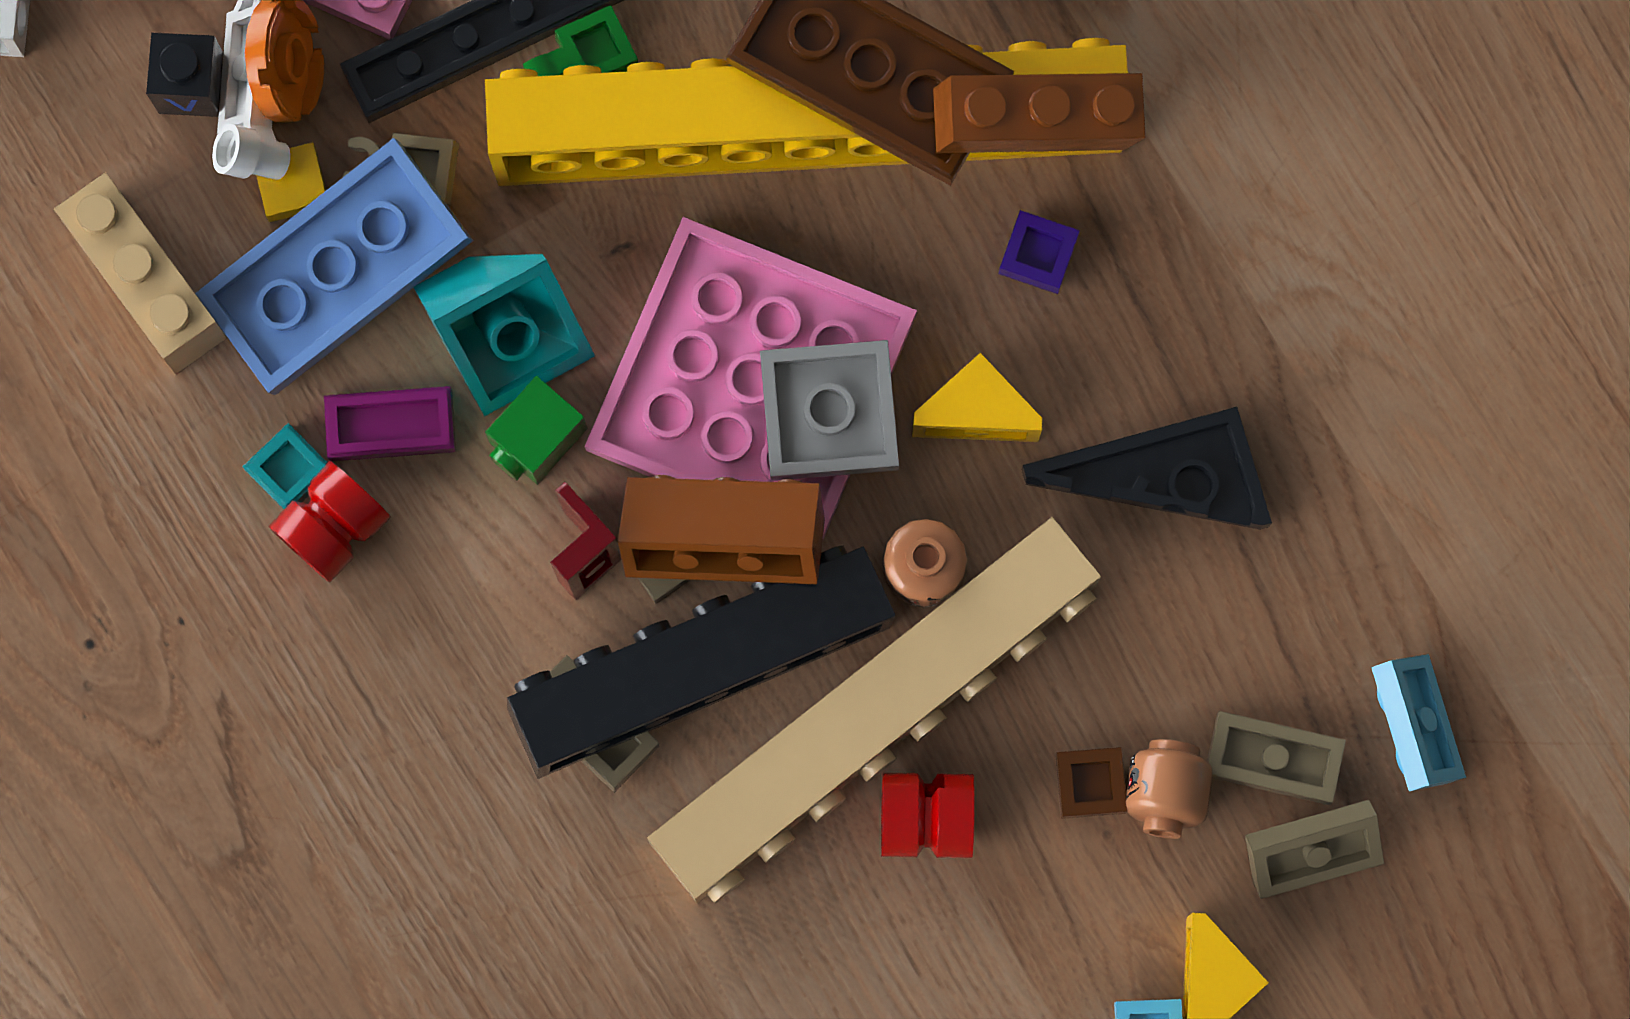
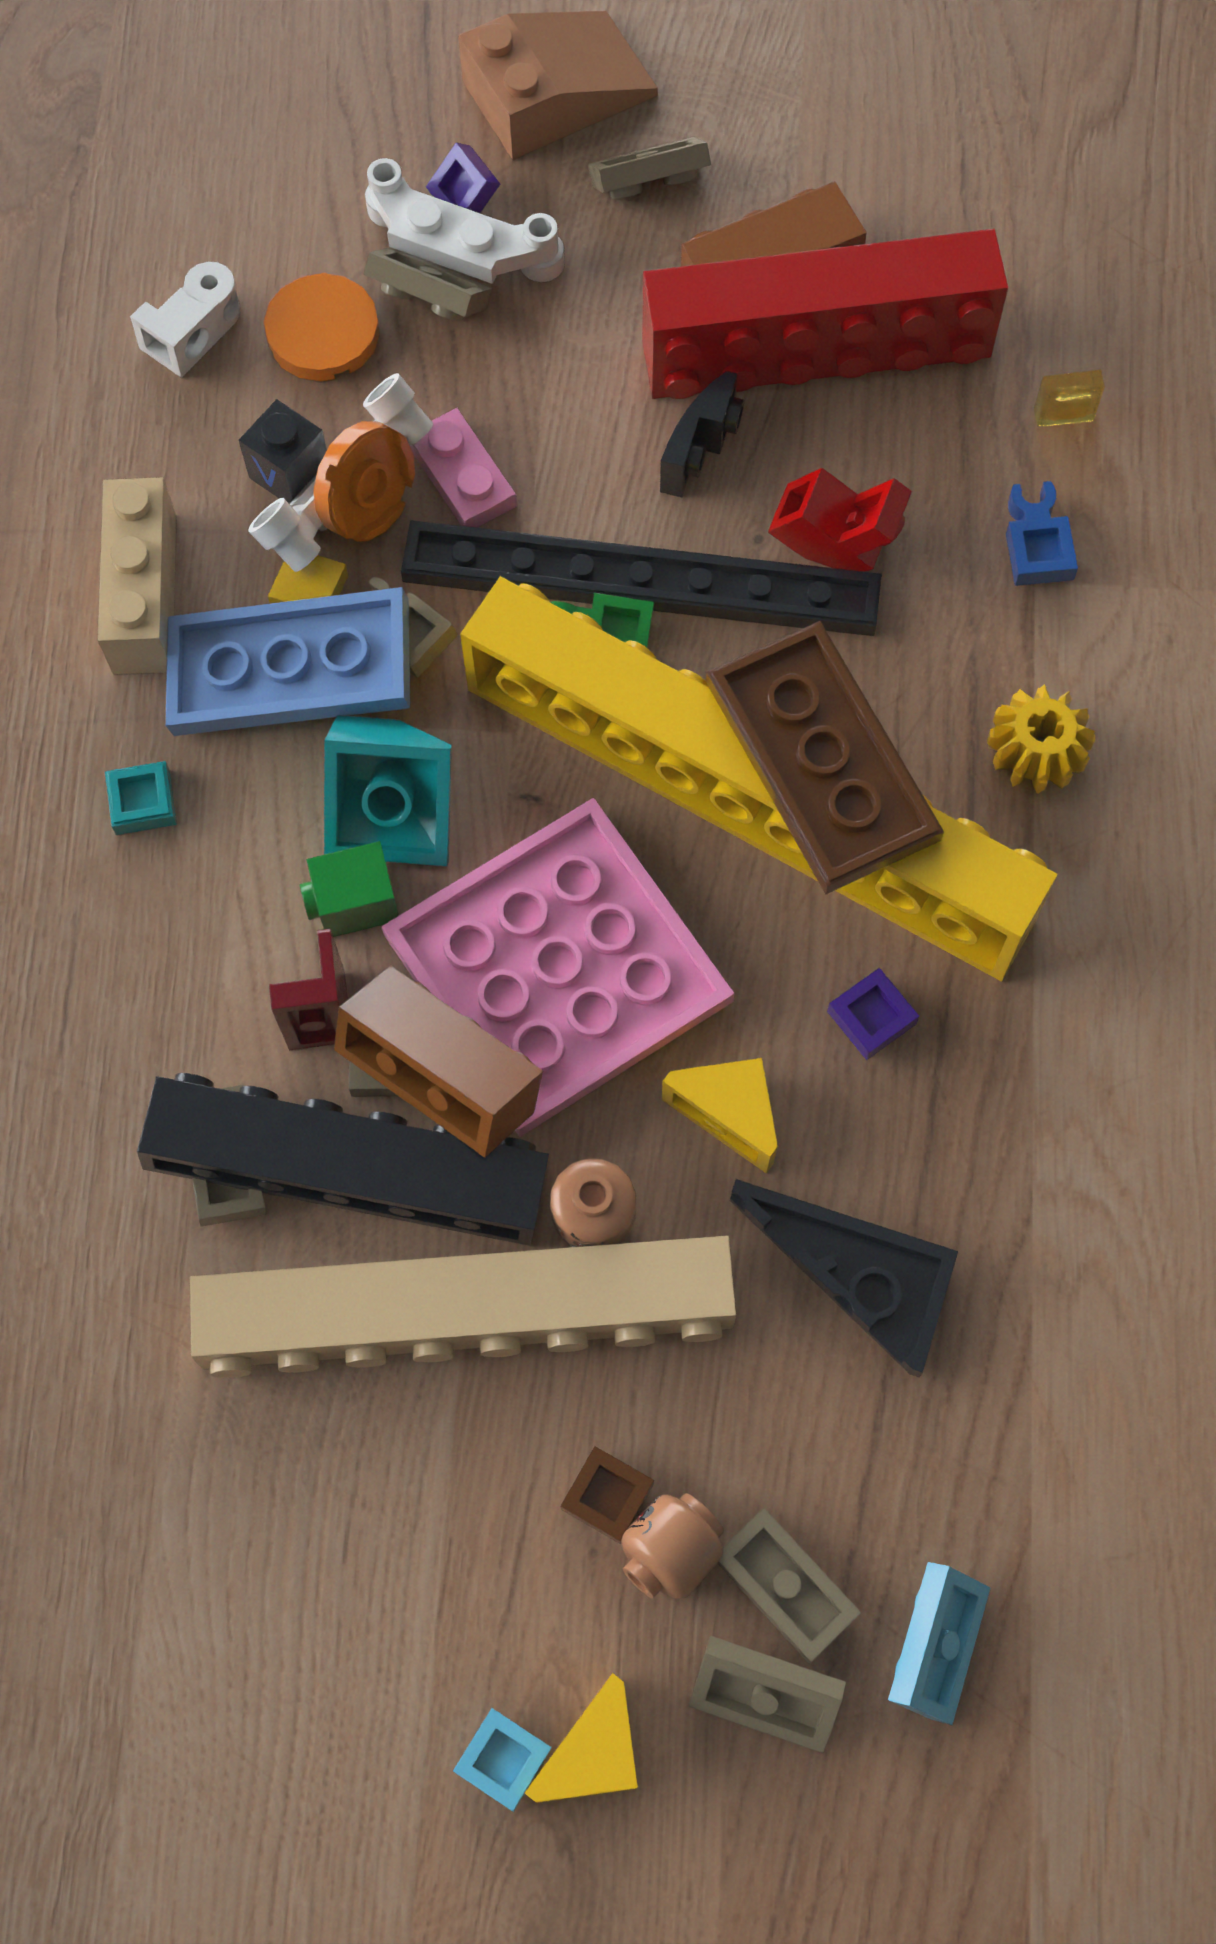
camera: 35 degrees right, 10 degrees down
(332, 518) = (134, 853): red wheel -> none
(389, 423) = (245, 814): magenta tile -> none
(829, 410) = (599, 1023): light grey plate -> none
(927, 815) = (442, 1423): red wheel -> none
(1039, 112) = (940, 872): dark orange brick -> none

